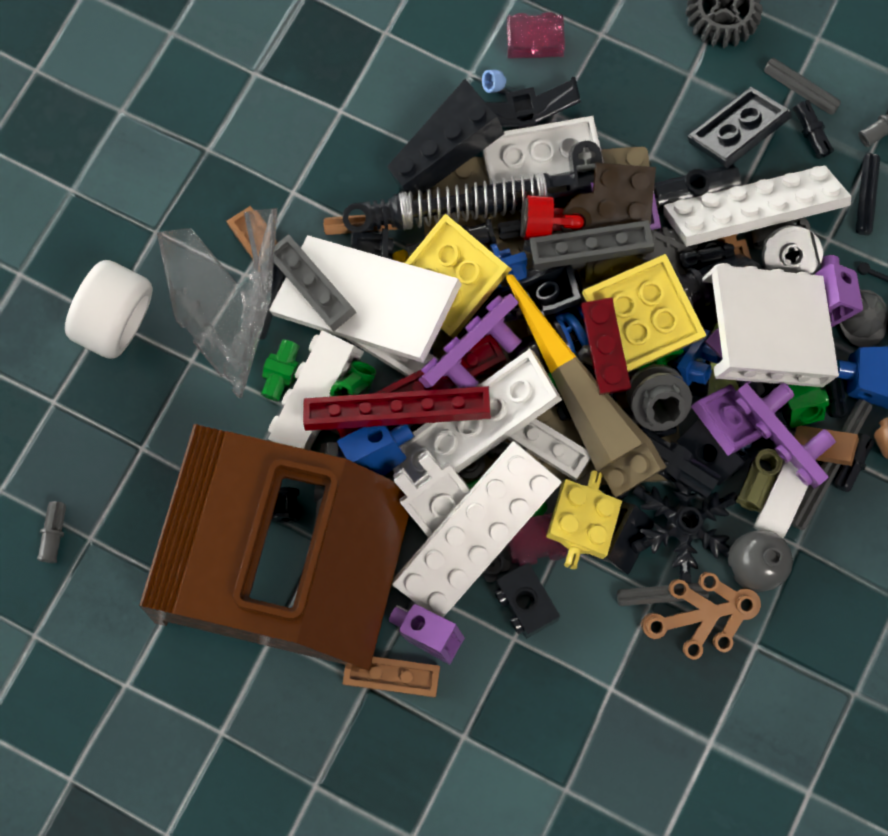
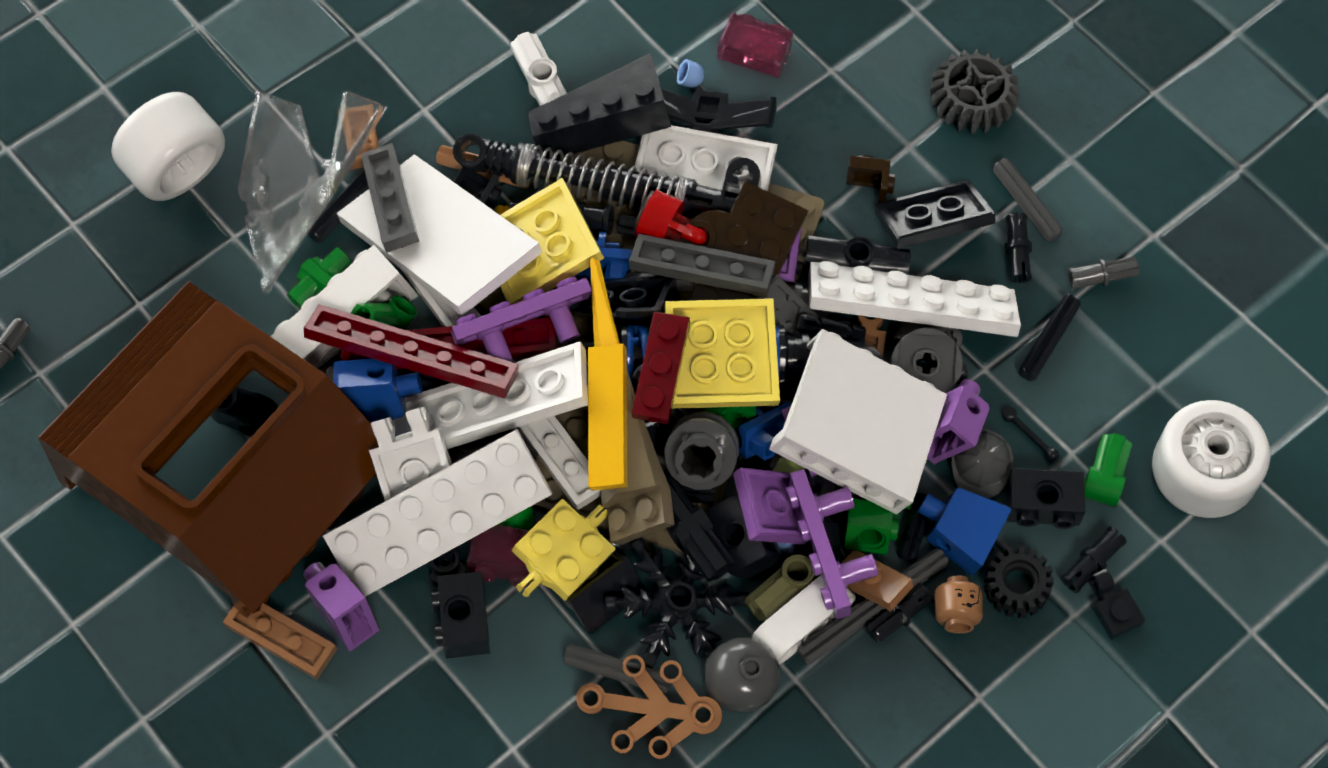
camera: 20 degrees right, 10 degrees down
(367, 119) = (537, 65): none -> white piece
(579, 402) = (607, 417): none -> yellow tile
(674, 110) = (871, 172): none -> dark brown bracket

